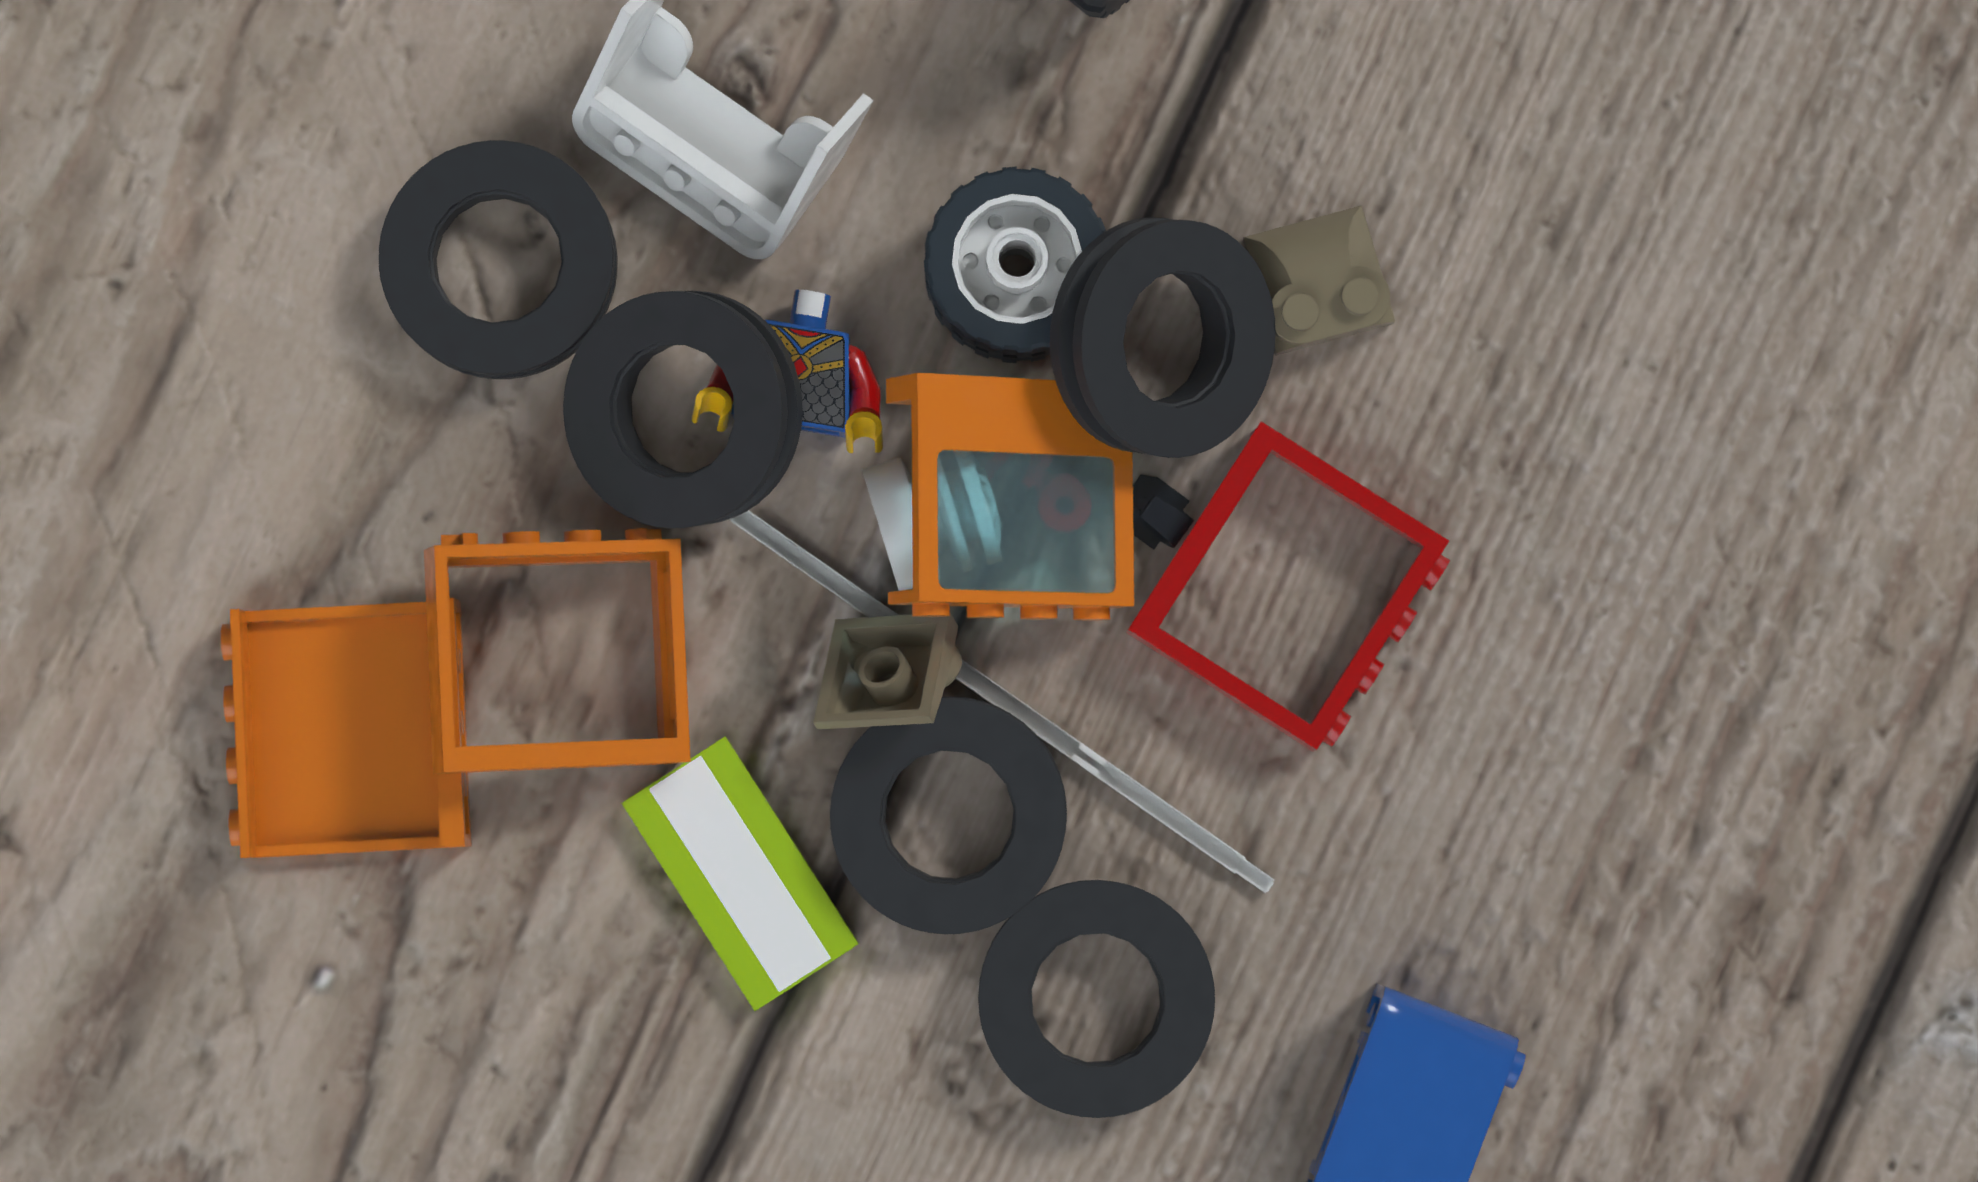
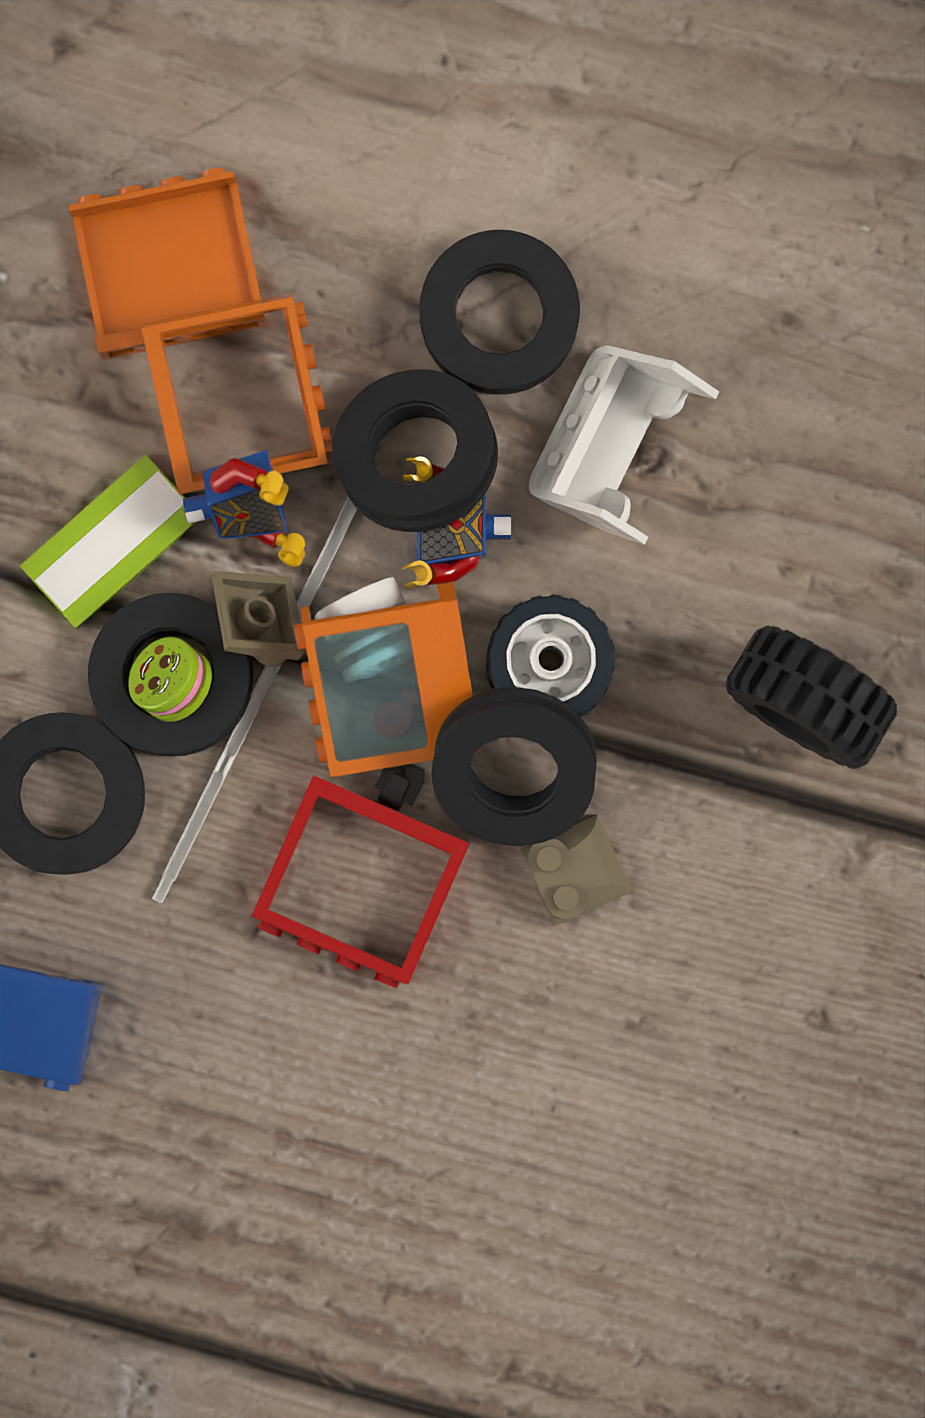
camera: 85 degrees right, 0 degrees up
(719, 660) = (247, 502): none -> torso
(958, 813) = (169, 679): none -> lime head

